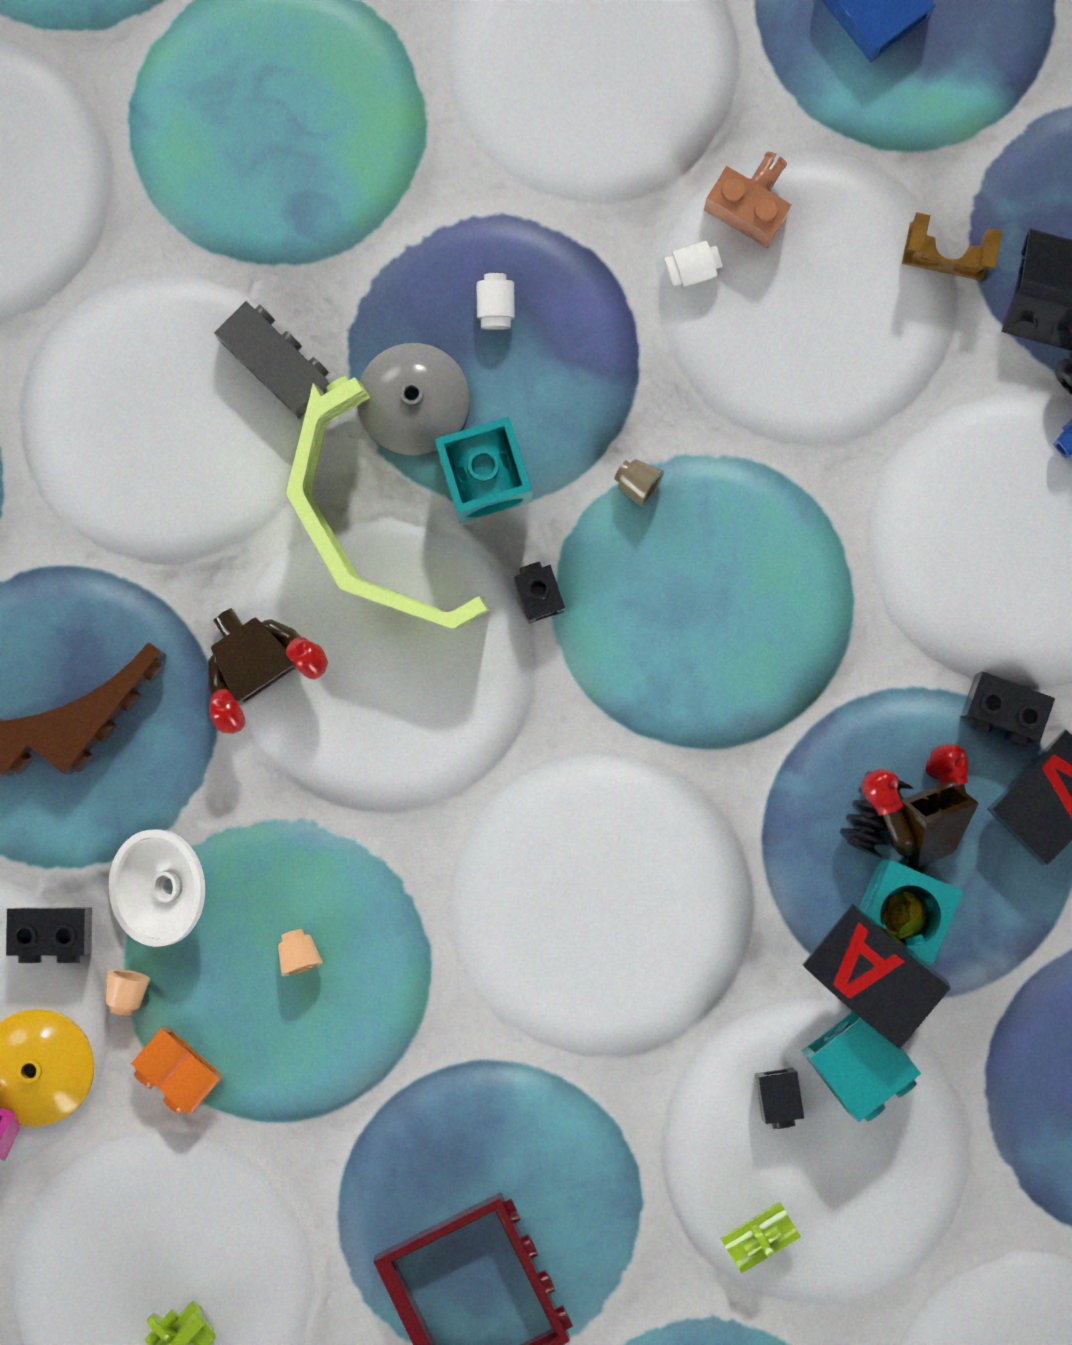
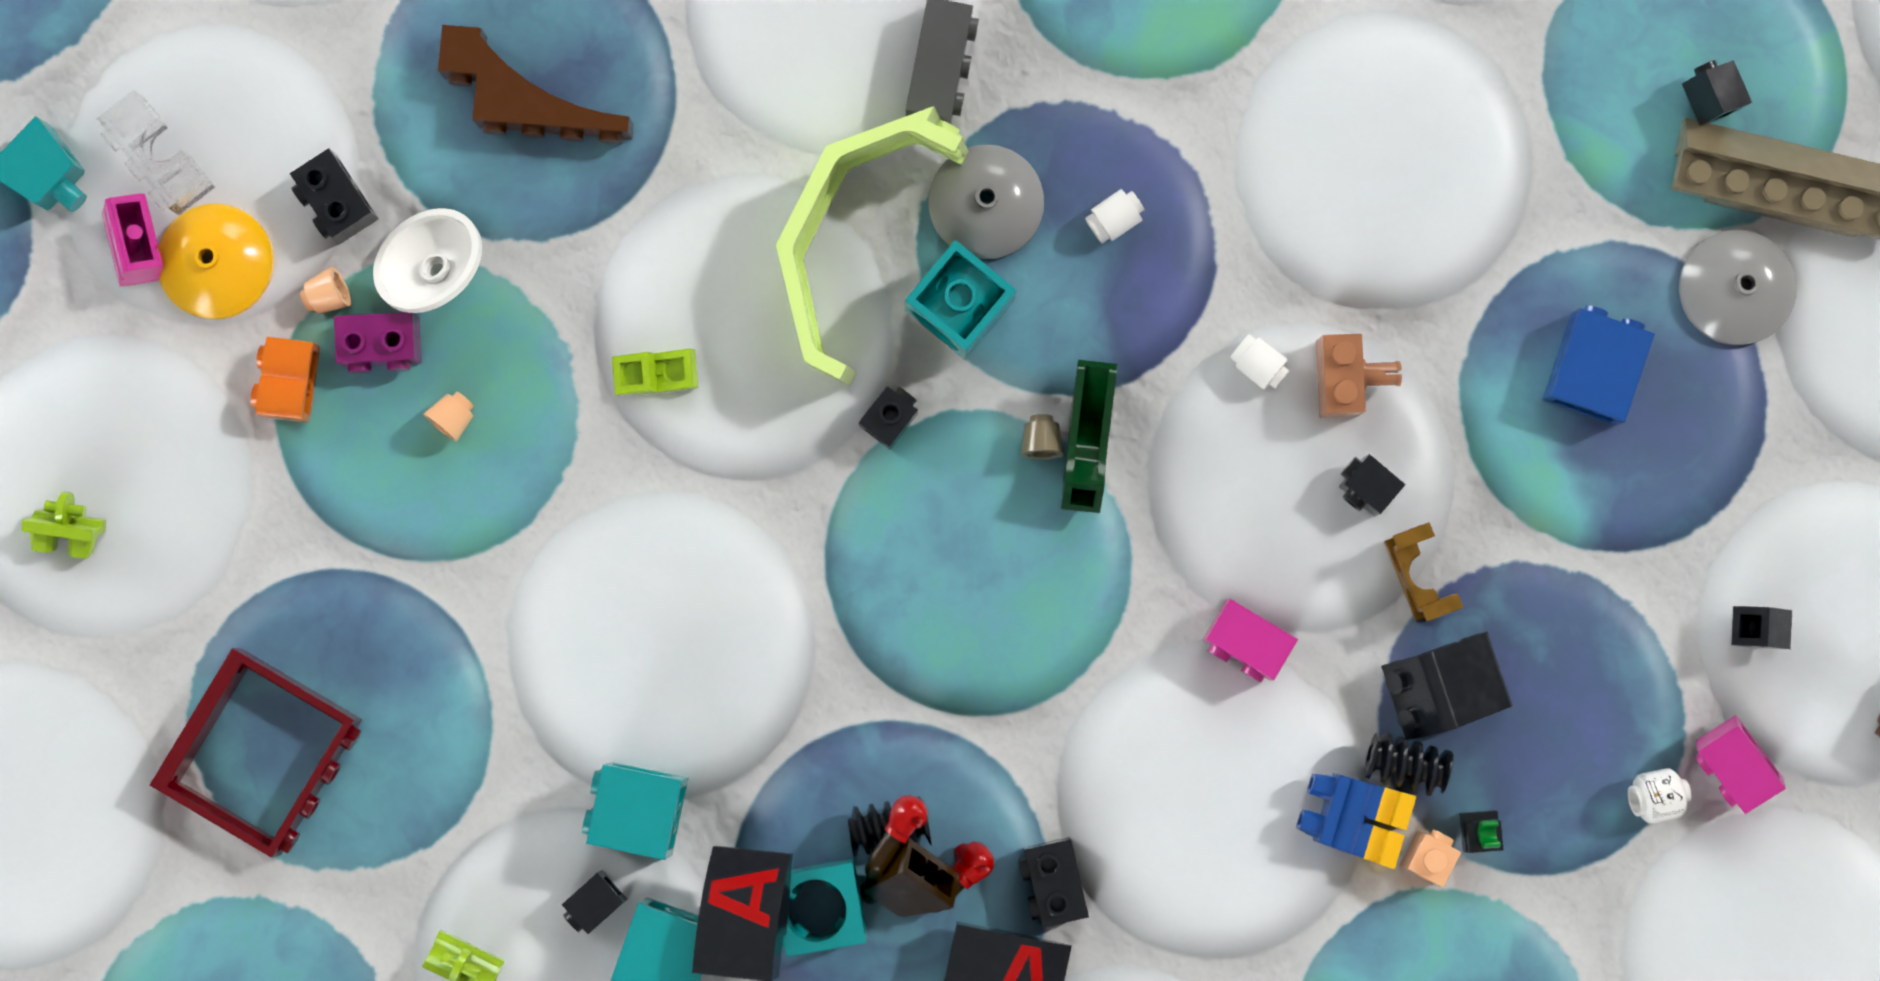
camera: 55 degrees right, 0 degrees up
(195, 973) = (377, 341): none -> magenta brick
(251, 661) = (671, 213): dark brown torso -> none
(373, 761) = (655, 372): none -> lime slope
(663, 441) = (1088, 436): none -> dark green arch
(728, 1012) = (635, 810): none -> teal brick
(851, 243) = (1369, 485): none -> black brick
(904, 915) = (817, 909): plate -> none
(914, 422) = (1249, 641): none -> dark pink brick

